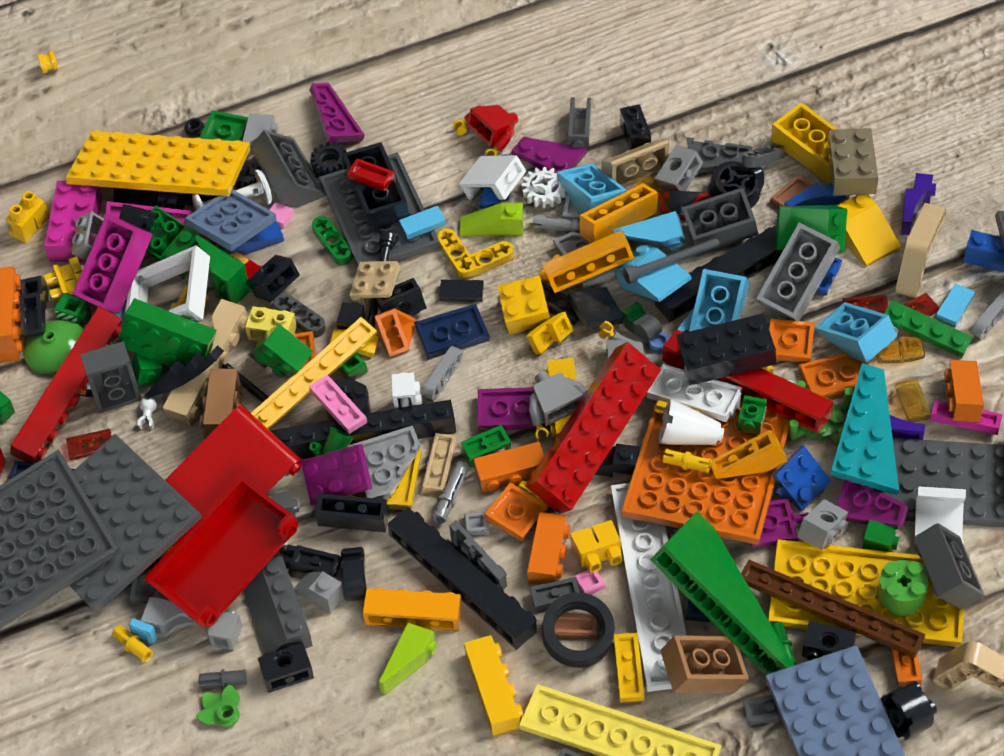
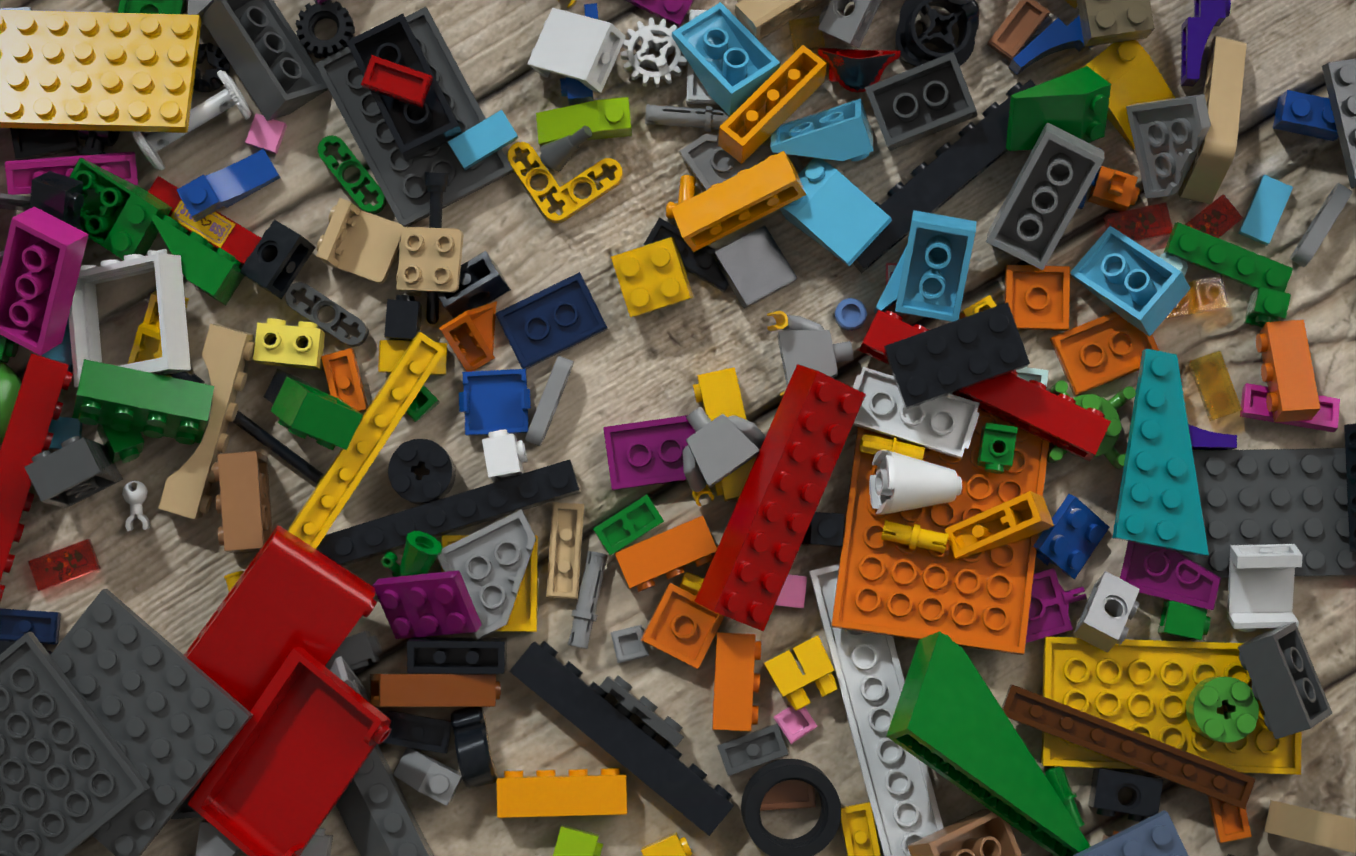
camera: 10 degrees left, 30 degrees up
(181, 374) = (178, 459): black slope -> none
(230, 219) = (198, 177): sand blue plate -> none
(326, 274) = (359, 242): none -> tan bracket
(332, 532) = (434, 690): none -> dark orange slope
(338, 404) = (411, 494): bright pink plate -> none
(404, 362) = (495, 401): none -> blue piece
(461, 290) = (555, 248): black tile -> none
(472, 234) = (558, 152): none -> dark grey cone
(548, 332) = (699, 311): yellow slope -> none
(595, 500) = (793, 592): none -> bright pink tile
(632, 273) = (808, 225): dark grey piece -> none
(640, 322) = (824, 290): leg -> none
(848, 281) = (1114, 189): none -> orange brick
(884, 246) = (1167, 140): none -> light grey plate
(951, 350) = (1266, 306): none -> green brick

